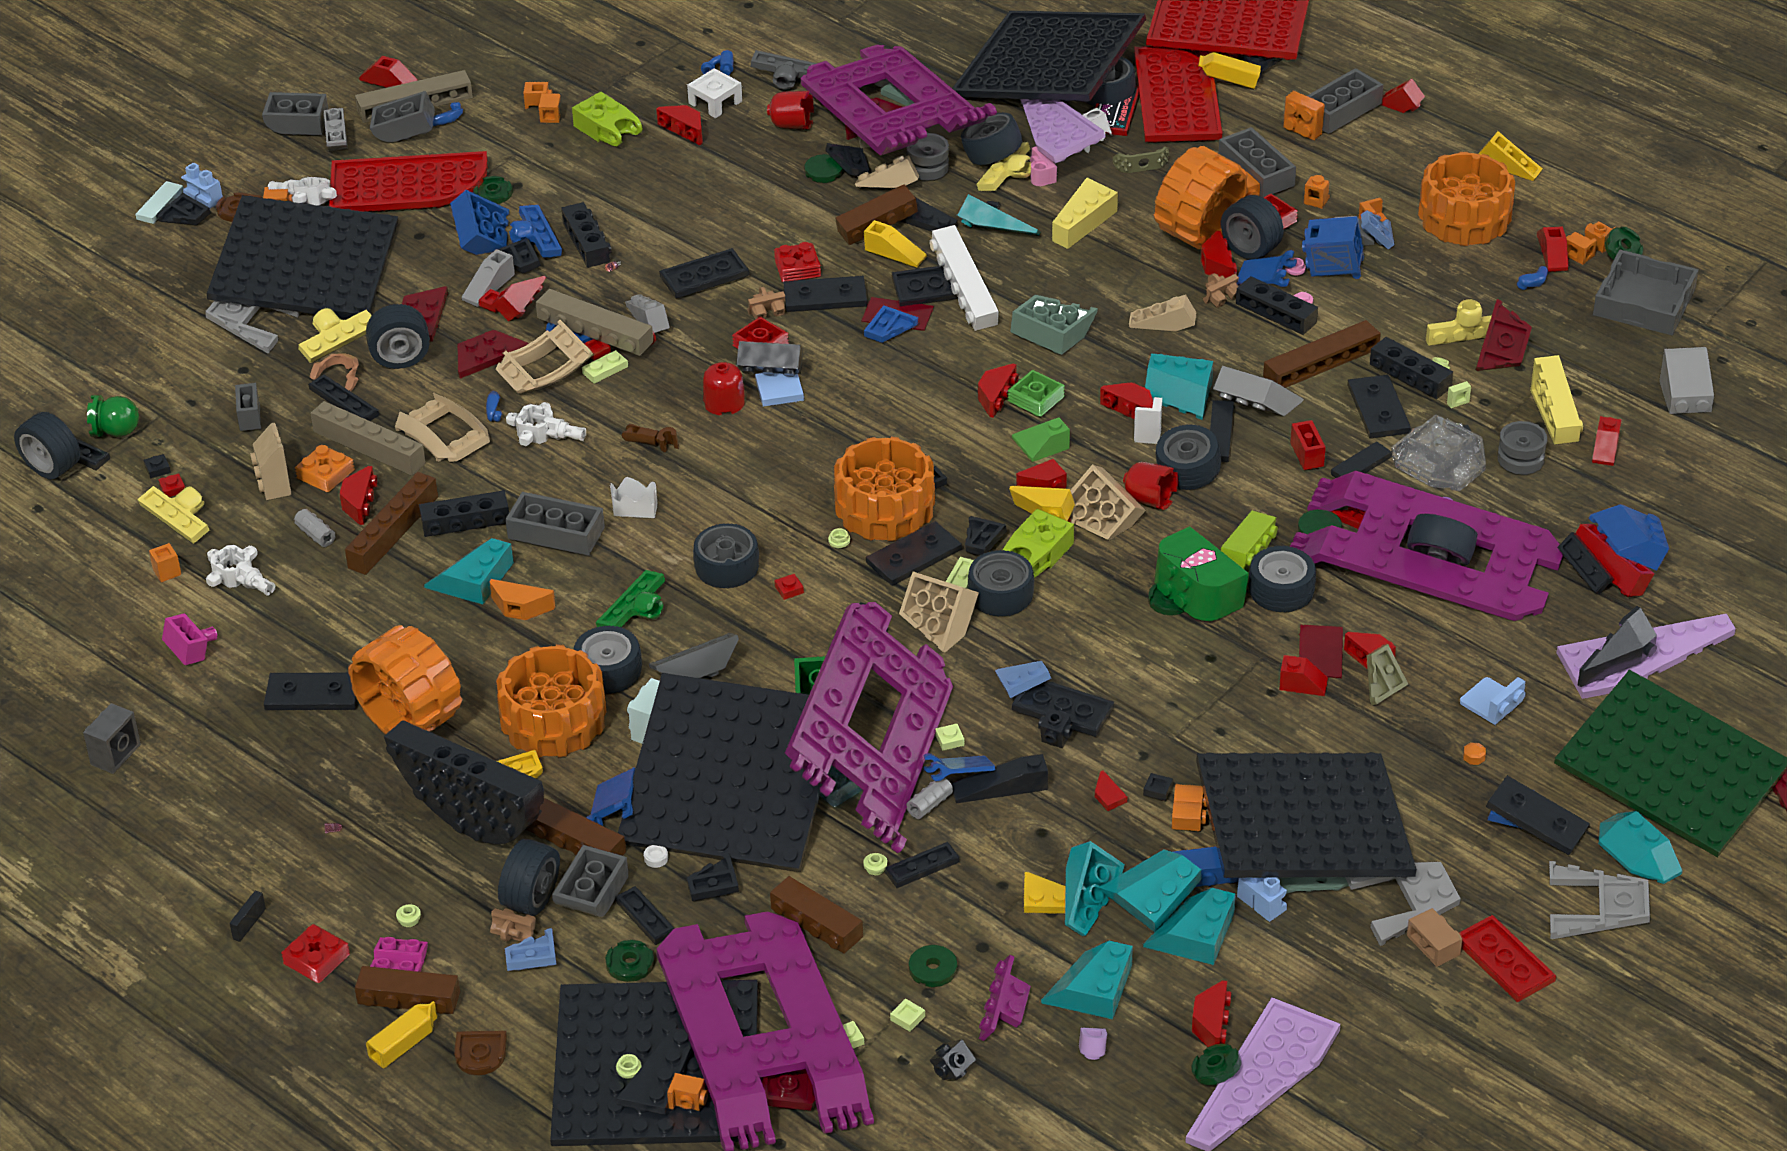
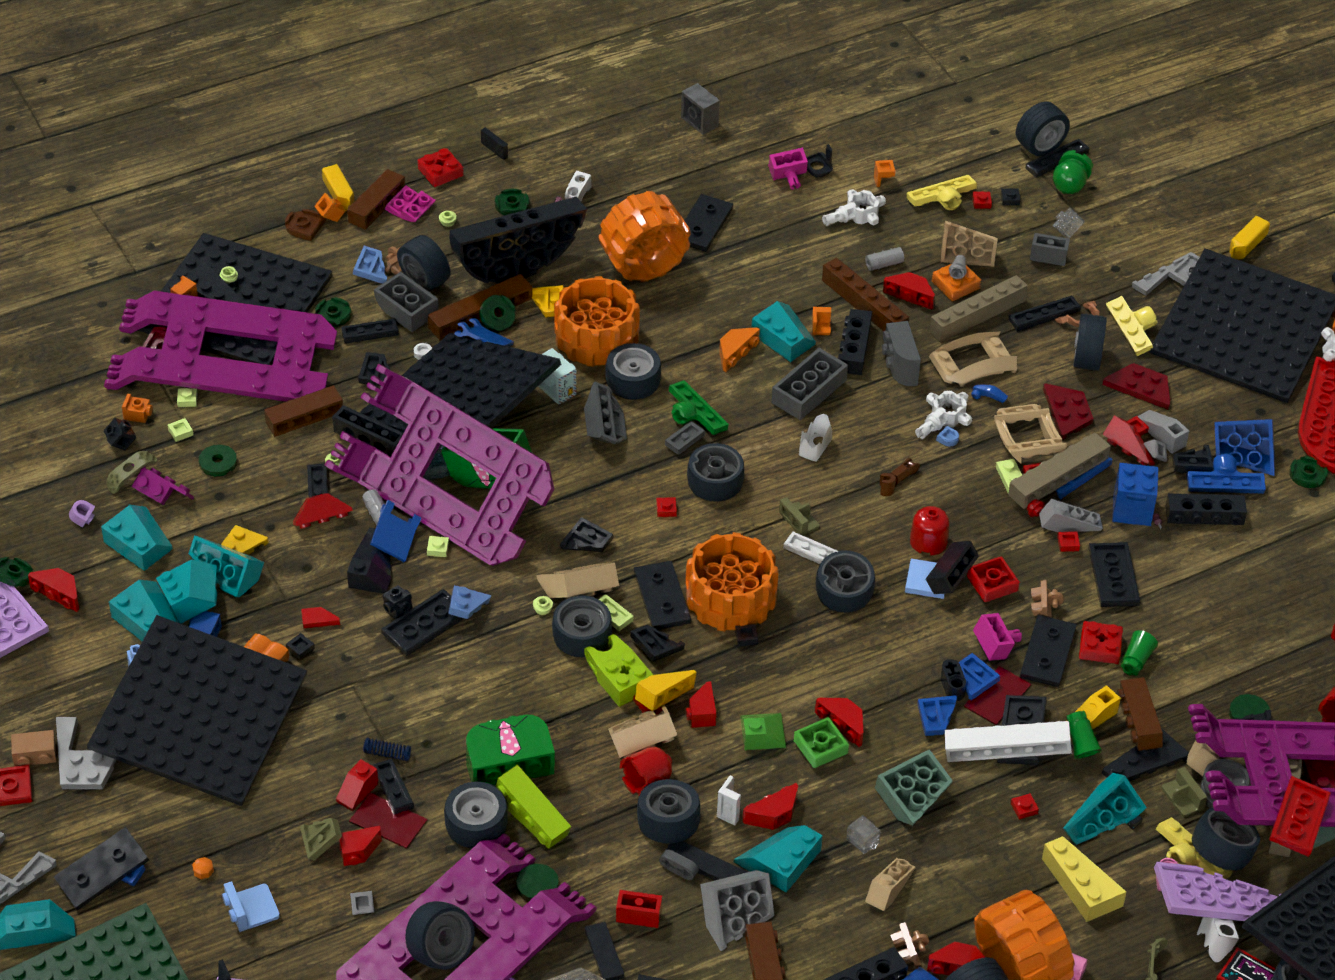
camera: 110 degrees right, 5 degrees up
(150, 626) = (820, 157): none -> black piece
(160, 283) = (1249, 238): none -> yellow piece
(194, 404) = (1068, 222): none -> clear brick
(301, 811) = (578, 188): none -> white leg
(320, 452) = (958, 267): none -> light grey cone
(350, 879) = (505, 208): none -> dark green tile
(443, 552) = (821, 321): none -> orange panel
(451, 1021) = (330, 208): none -> orange brick
(474, 466) = (901, 353): none -> dark grey brick
(518, 277) = (1157, 449): none -> light grey slope
(568, 800) = (487, 312): none -> dark green tile
(572, 417) = (948, 437): none -> medium blue tile
(601, 268) = (1135, 494): none -> blue container
(677, 308) = (1068, 541): none -> red plate
(683, 599) = (684, 437): none -> dark grey plate
(749, 488) = (798, 516): none -> olive panel
(789, 463) = (807, 548): none -> white tile
(795, 234) = (1139, 650): none -> green plant
(825, 838) = (366, 429): none -> black brick
(827, 424) = (845, 581): none -> wheel
(838, 318) = (995, 637): none -> dark pink brick
(895, 1064) = (136, 409): none -> orange brick
(904, 335) = (953, 679): none -> black beam
(920, 238) = (1082, 735): none -> green plant
(943, 182) = (1185, 793): none -> olive panel
(951, 337) = (936, 714): none -> blue wing
(954, 89) = (1300, 816): none -> red tile
(965, 839) = (320, 508): none -> red slope
(982, 630) = (542, 605): none -> yellowish green plate
(1019, 267) = (1024, 806): none -> red plate
(1021, 1029) = (119, 476): none -> olive piece
(1122, 343) = (863, 834): none -> clear brick
(1236, 442) = (678, 864): none -> dark grey beam
(1238, 664) = (369, 744): none -> dark blue piece
(1270, 666) = (393, 786): none -> black tile
(1425, 632) = (362, 902): none -> light grey slope

